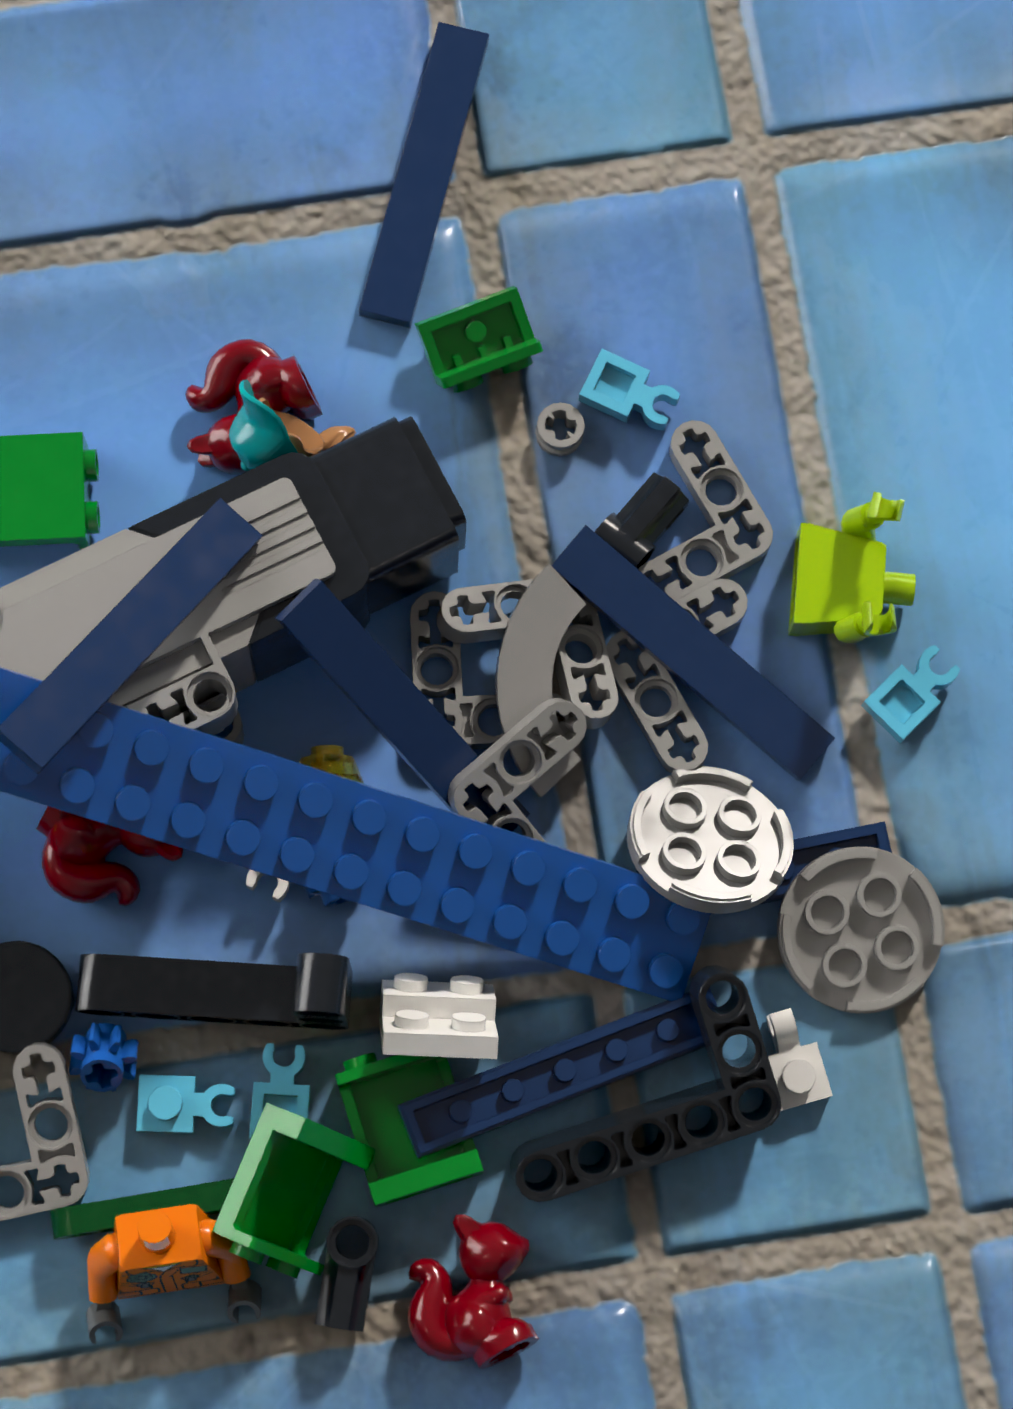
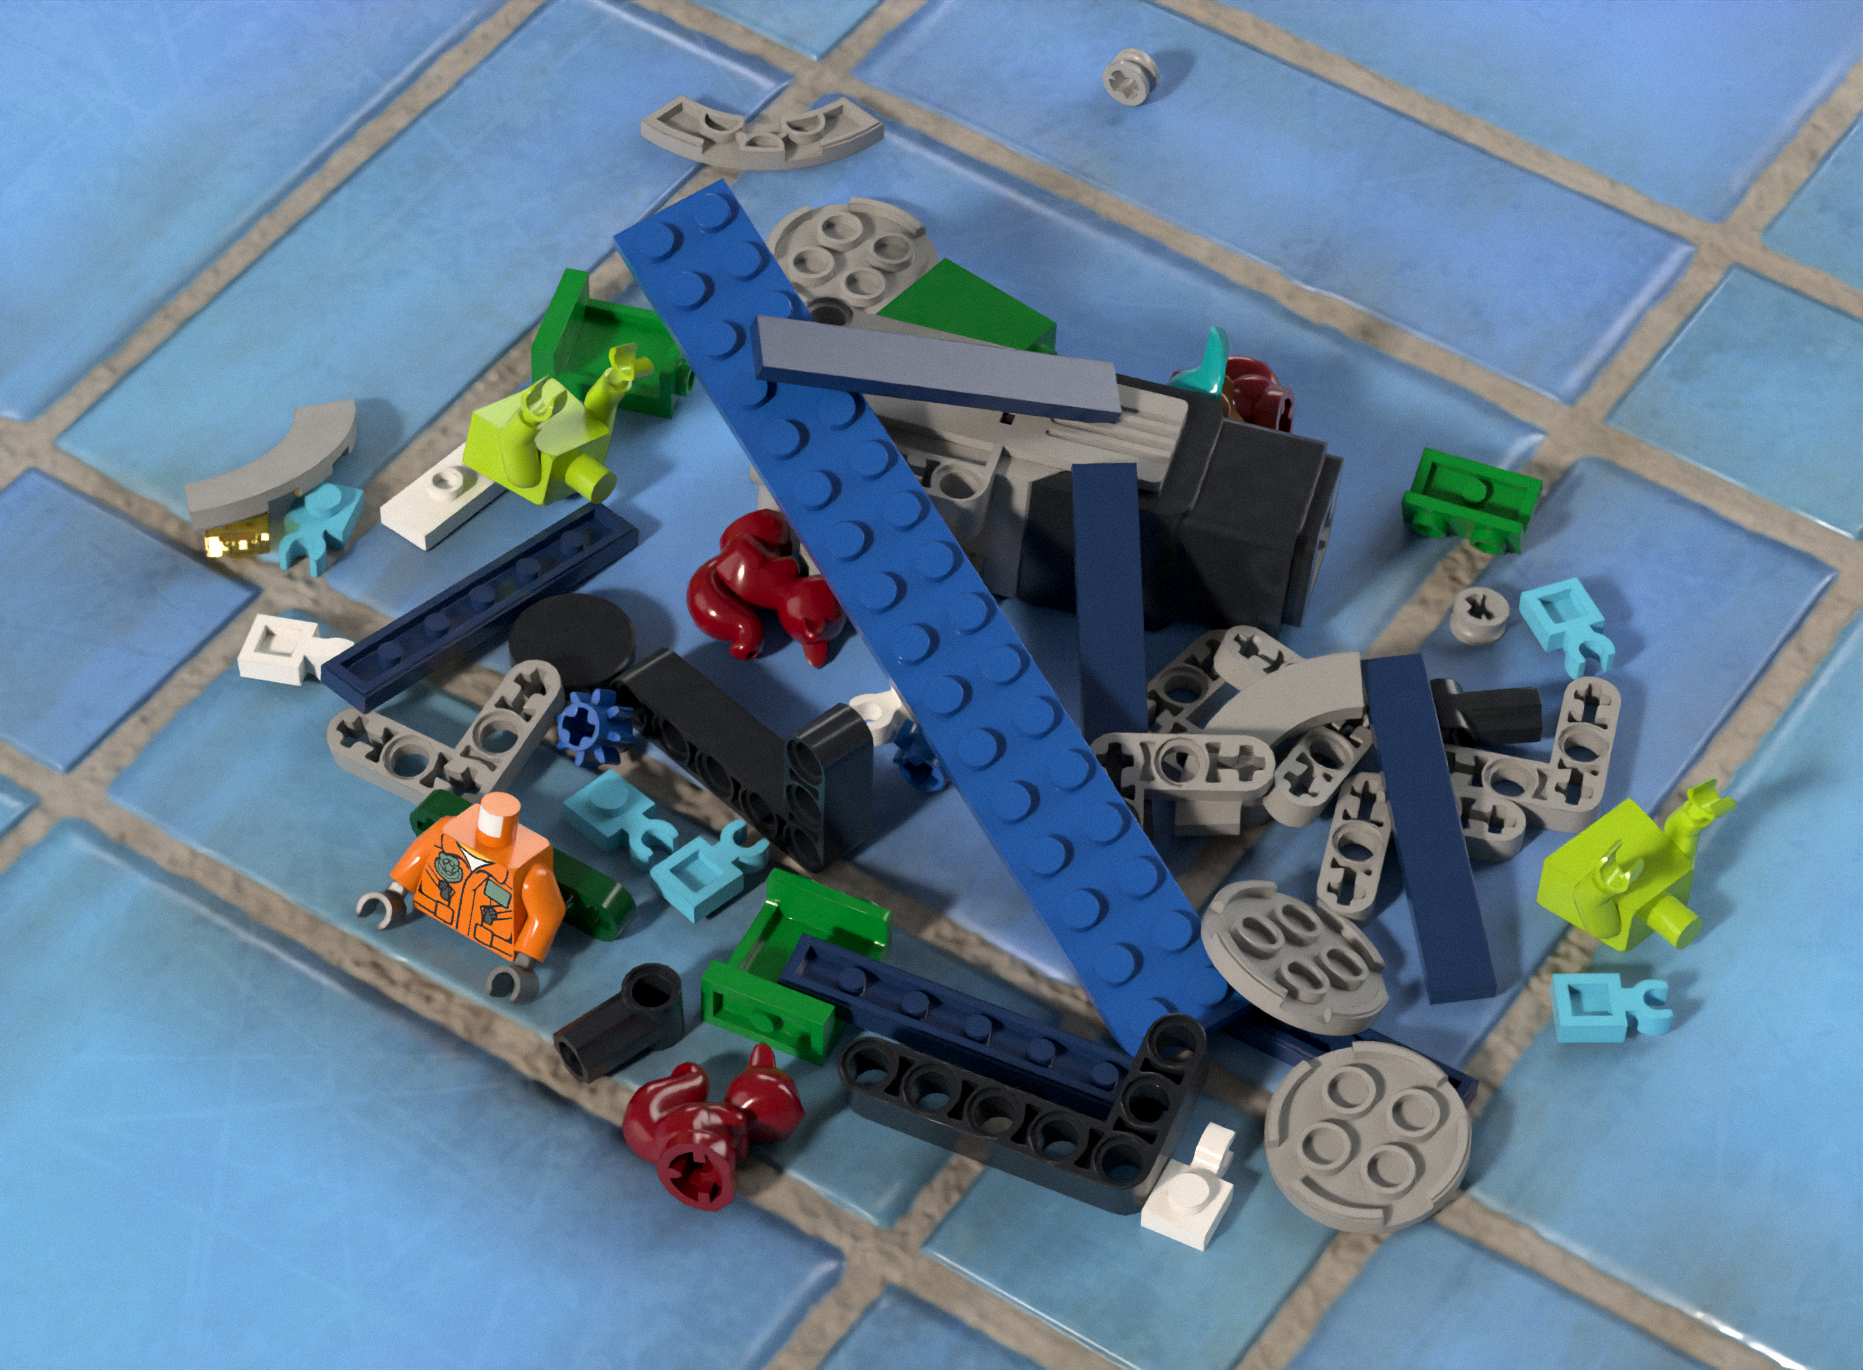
camera: 45 degrees right, 30 degrees down
(284, 1189) = (642, 904): green panel -> none
(424, 175) = (1547, 378): dark blue tile -> none
(438, 1017) = (896, 879): white plate -> none

